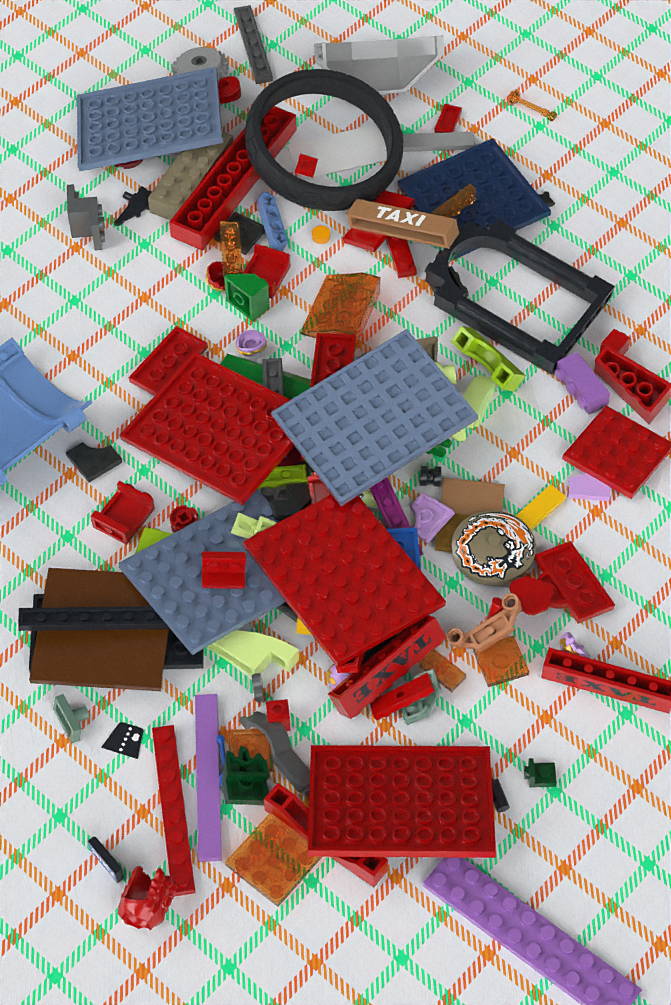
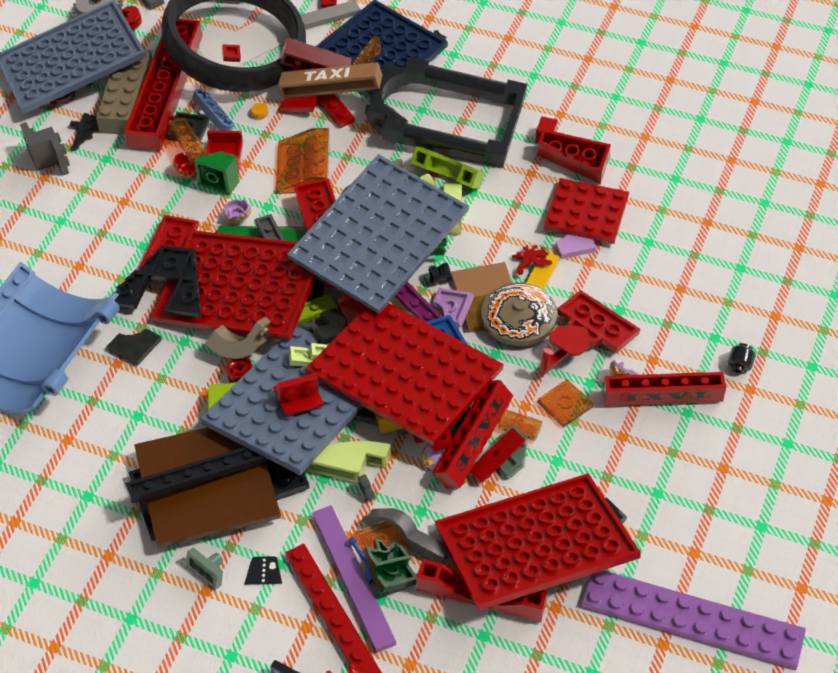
camera: 20 degrees left, 5 degrees down
(124, 513) = (182, 380): red panel -> none
(155, 384) = (169, 265): none -> black wing
(186, 493) = (232, 346): none -> dark tan arch
(272, 859) = (443, 627): clear orange plate -> none
(278, 712) = (396, 501): red bracket -> none
(392, 192) = (307, 56): none -> dark red brick
(490, 630) = (548, 378): nougat plate -> none
(537, 486) = (536, 256): none -> red piece
(540, 774) = (640, 482): dark green bracket -> none
(582, 383) = (533, 166): medium lavender brick -> none

